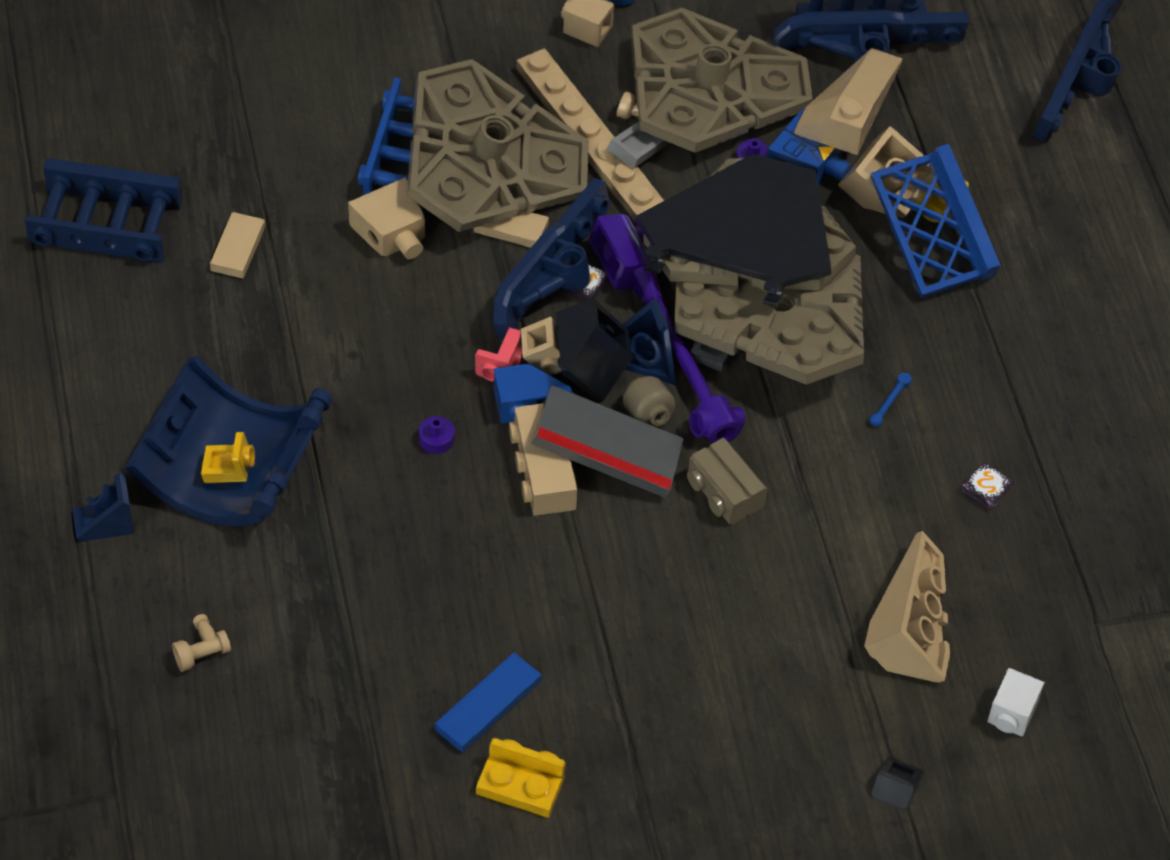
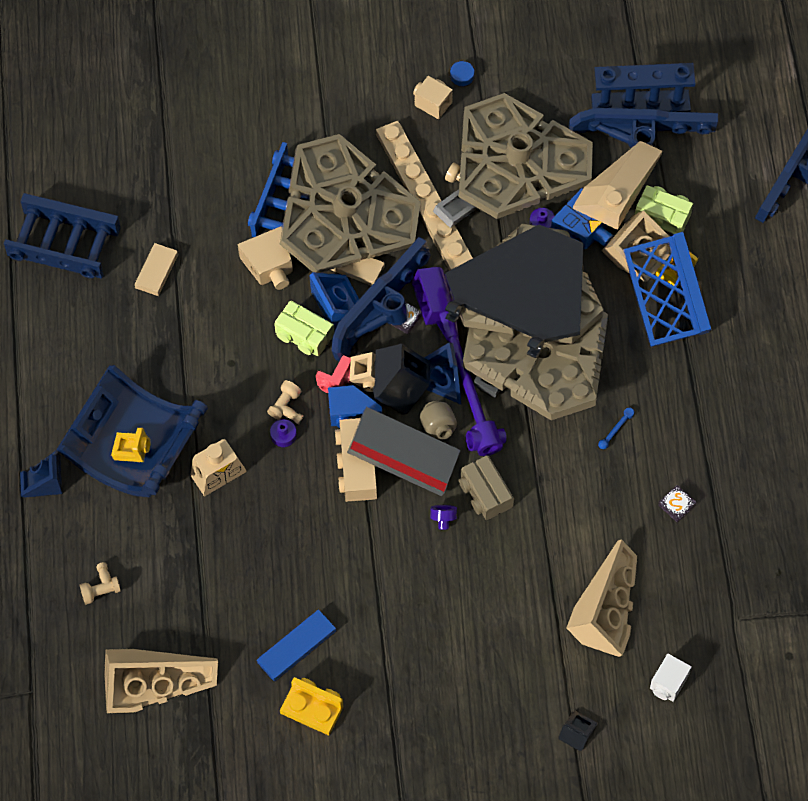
camera: 10 degrees right, 10 degrees up
(281, 758) = (147, 677): none -> tan wedge
(349, 479) = (215, 467): none -> tan torso
(439, 381) = (280, 409): none -> tan piece
(450, 302) = (304, 329): none -> yellowish green brick
(482, 261) = (333, 295): none -> blue slope
(672, 520) = (443, 515): none -> dark purple tile
(918, 127) = (665, 209): none -> yellowish green brick

